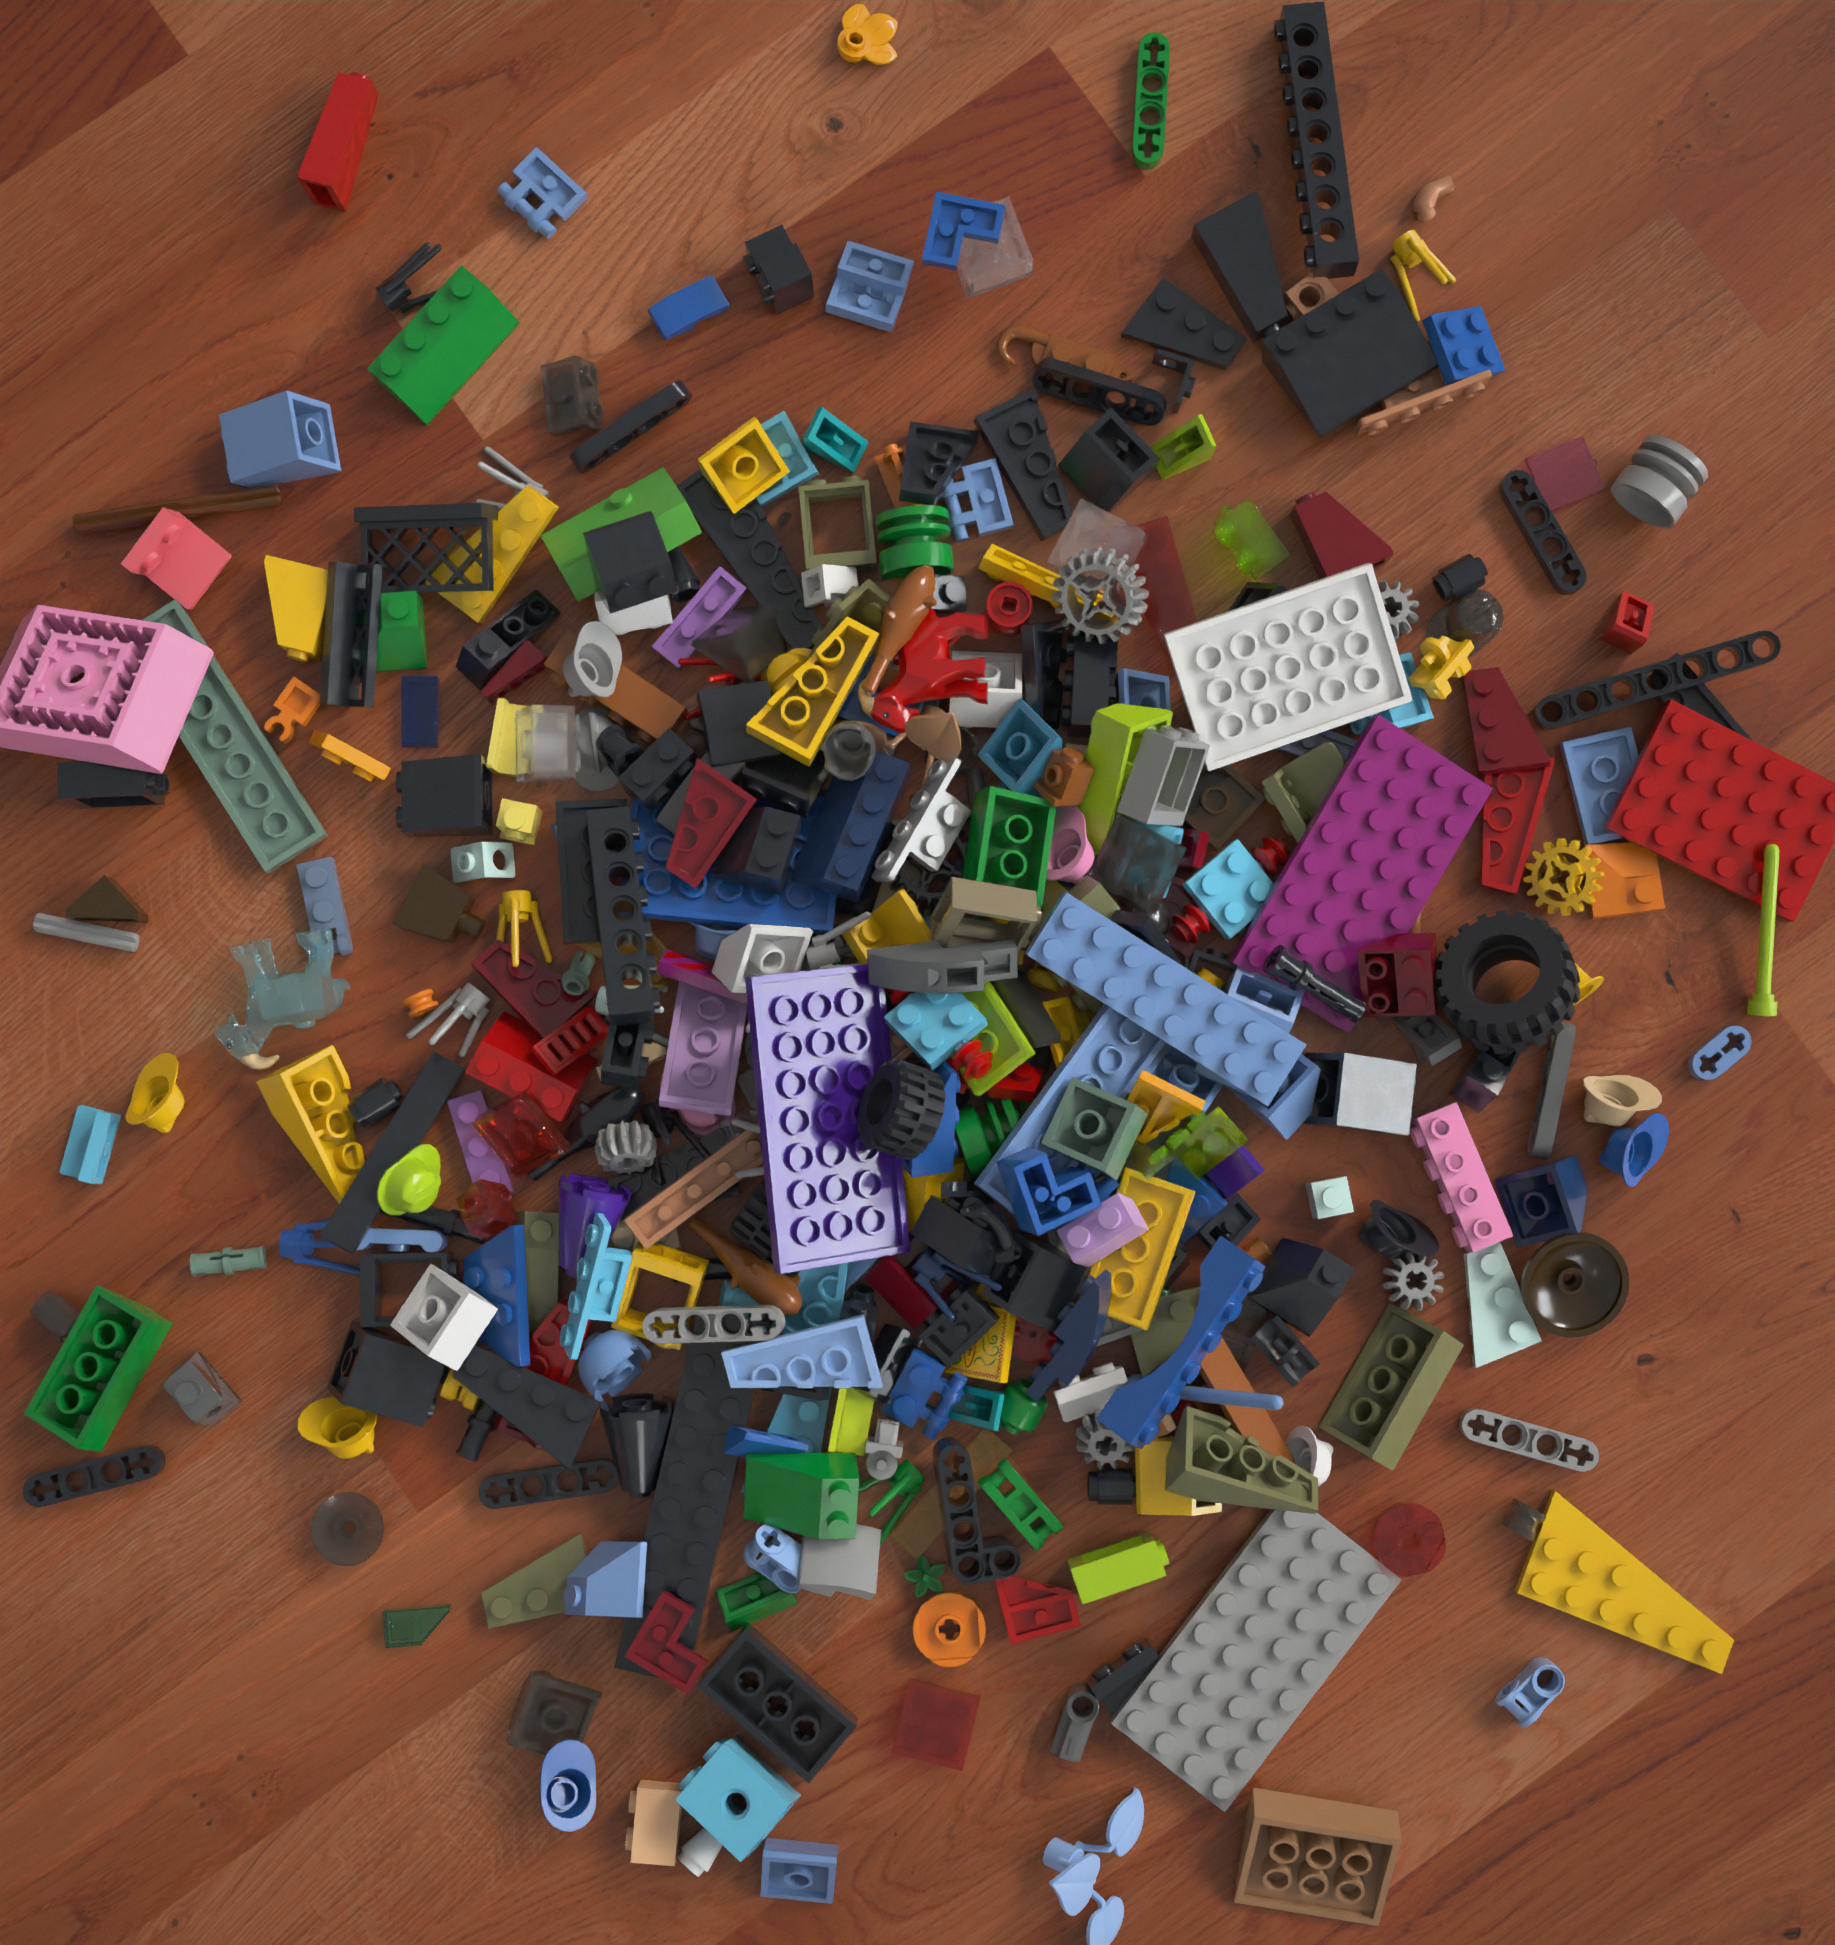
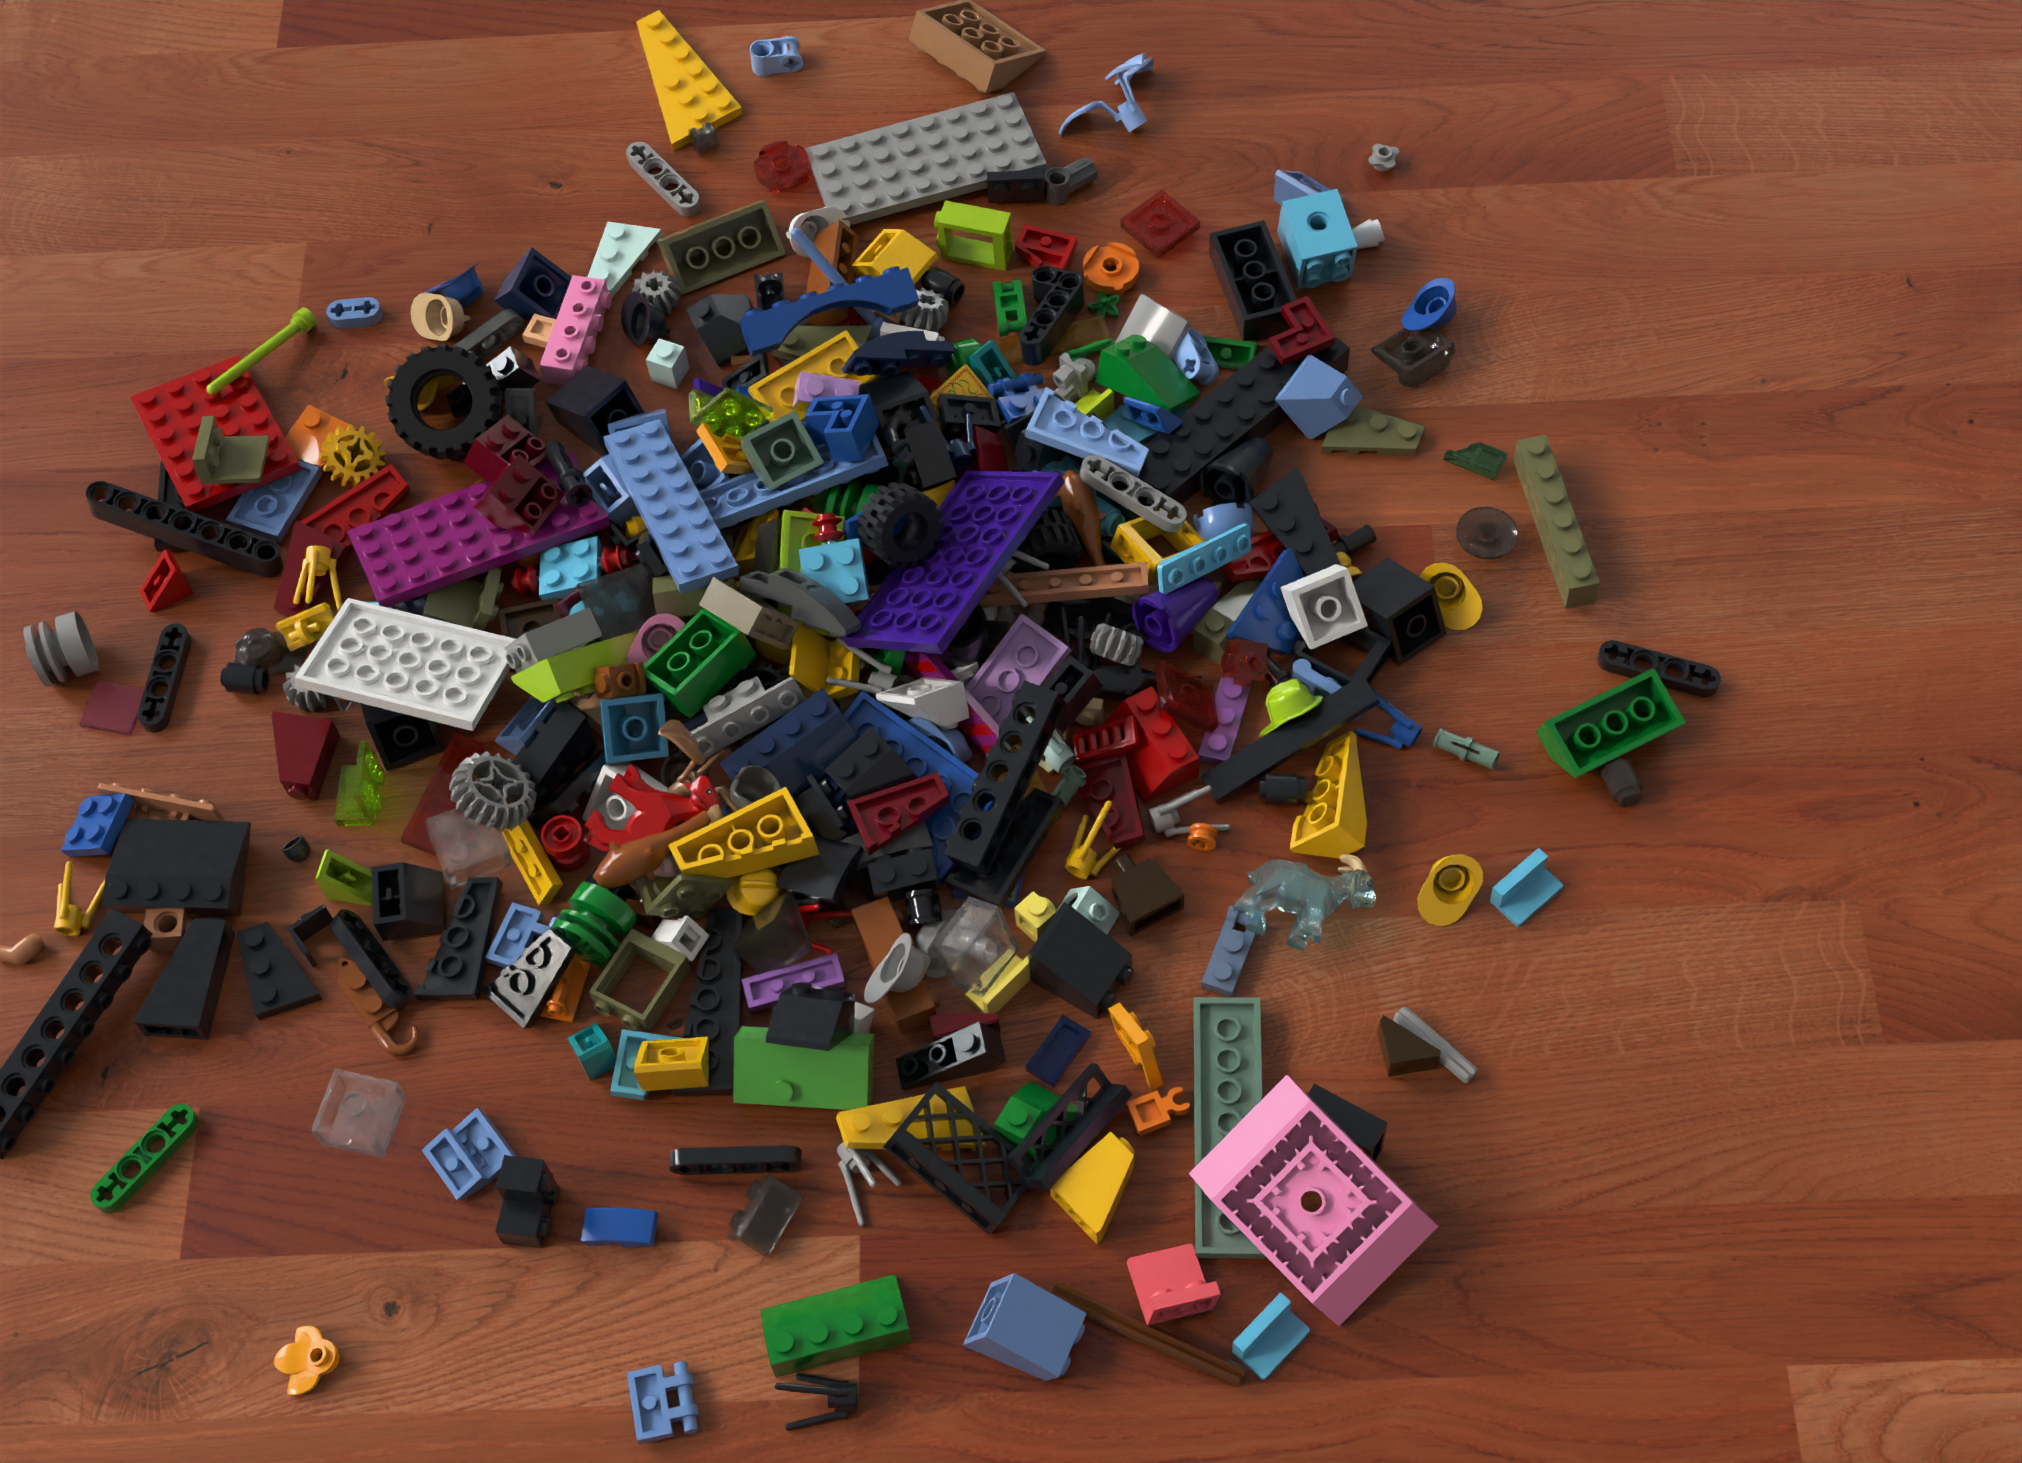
camera: 140 degrees left, 25 degrees down
(73, 572) = (1270, 1338): none -> medium azure panel
(201, 1389) = (1537, 663): dark grey torso -> none
(285, 1587) = (1556, 522): none -> olive brick
(550, 1489) = (1325, 484): black beam -> none
(656, 1823) = (1384, 263): light nougat brick -> none
(957, 218) = (367, 1129): blue plate -> none
(1224, 1467) = (856, 234): olive wedge -> none
(1261, 448) = (297, 849): none -> black hinge
(1333, 917) = (519, 498): none -> dark red slope
(1484, 727) = (316, 564): none -> yellow plant
(1498, 1155) = (539, 330): none -> light nougat plate
(1588, 1298) = (560, 231): dark brown dish -> none
(1671, 775) = (228, 457): none -> olive bracket

